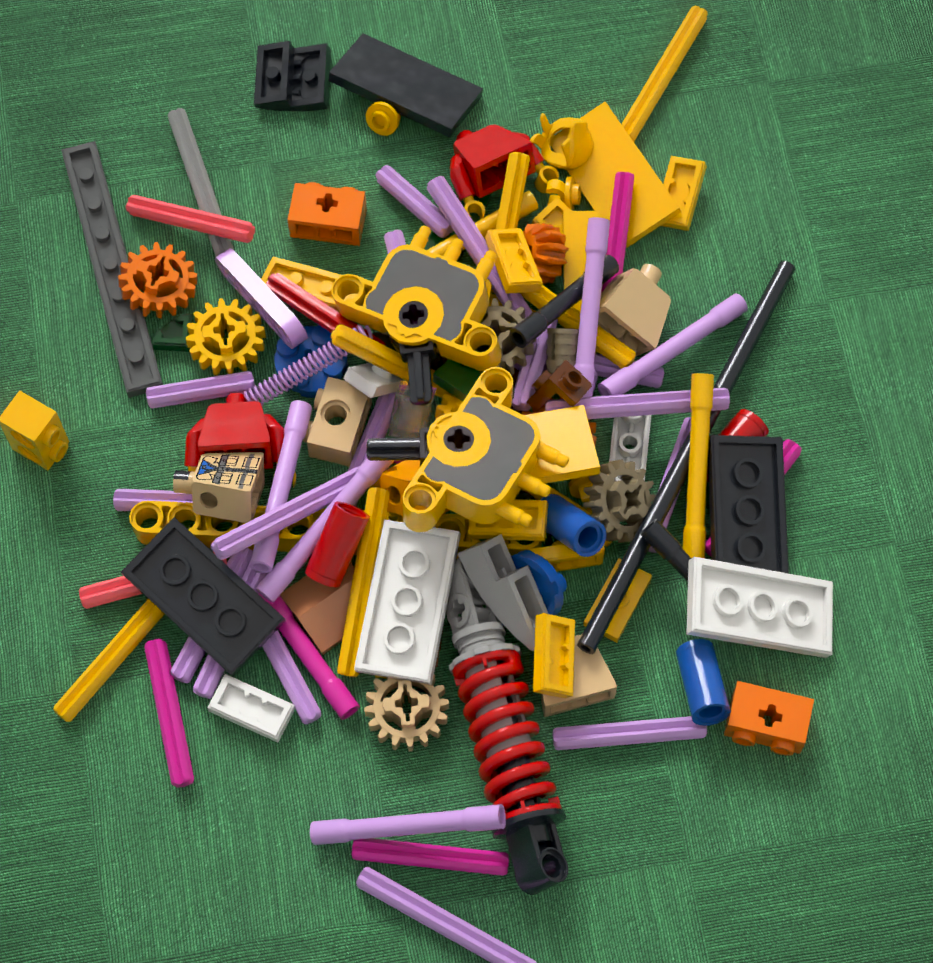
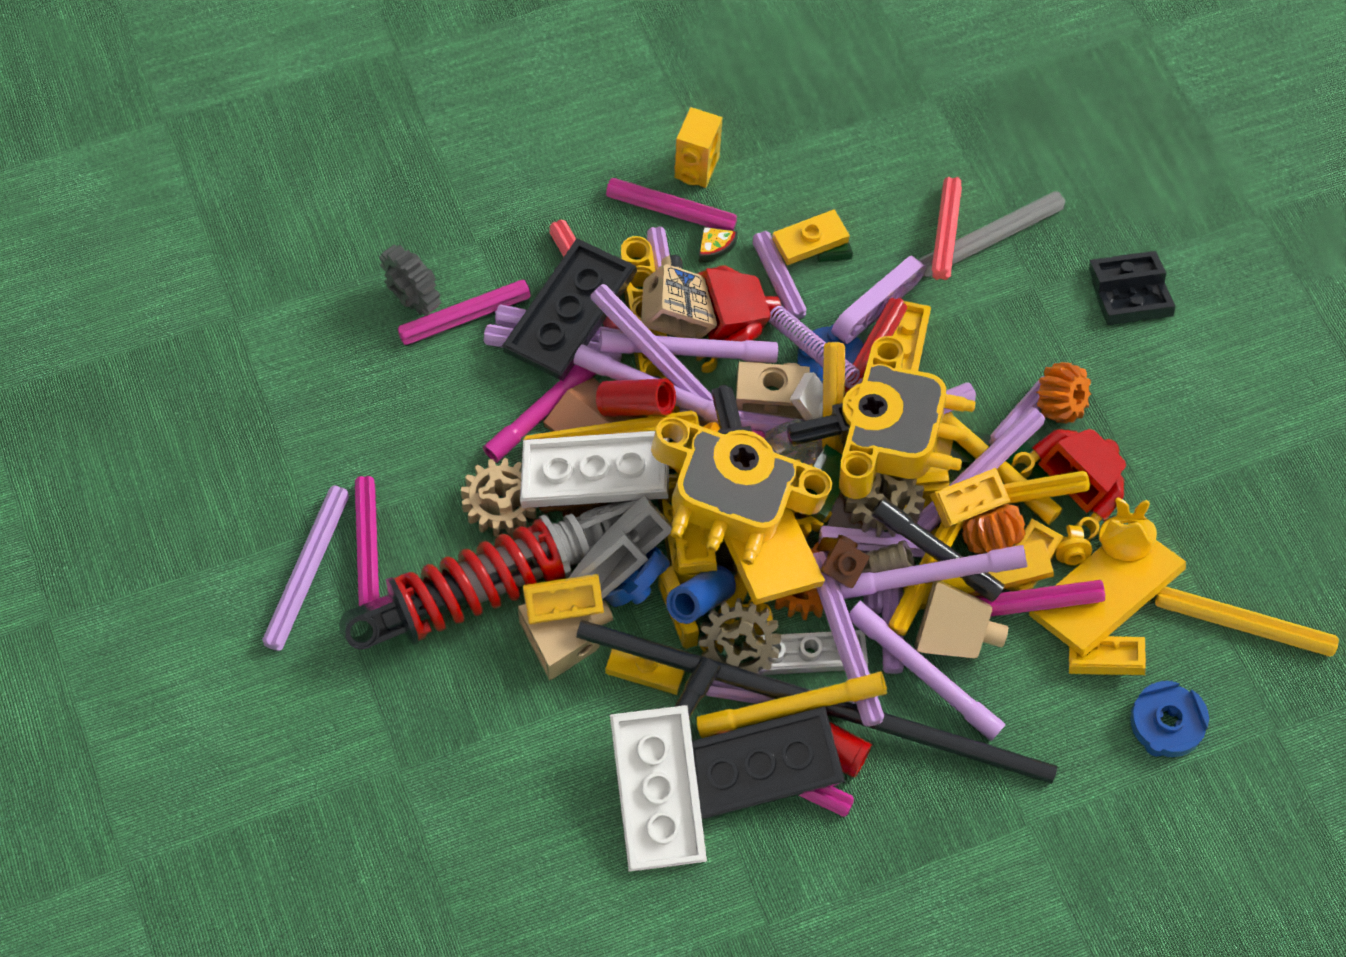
camera: 75 degrees right, 5 degrees down
(86, 478) = (670, 205): none -> dark pink axle
(106, 254) = (895, 176): dark grey tile -> none
(108, 661) = (497, 254): yellow axle -> none
(128, 756) = (410, 279): none -> dark grey gear
(145, 443) = (716, 243): none -> tile
(167, 289) = (891, 214): orange gear -> none
(168, 347) = (810, 237): none -> yellow plate
(208, 333) = (832, 285): yellow gear -> none
(251, 708) = (478, 374): white plate -> none
(291, 679) = (514, 401): lavender axle -> none
(310, 218) = (988, 341): orange brick -> none
(382, 118) = (1107, 371): yellow plate -> none
(406, 84) = (1151, 384): black tile -> none
(406, 158) = (1064, 392): none -> orange gear
(469, 819) = (390, 549): lavender piece -> none
(627, 733) = (514, 696): lavender axle -> none
(703, 682) = (570, 746): blue pin -> none
(749, 177) = (1159, 737): none -> blue plate
(788, 714) = (547, 838): orange brick -> none

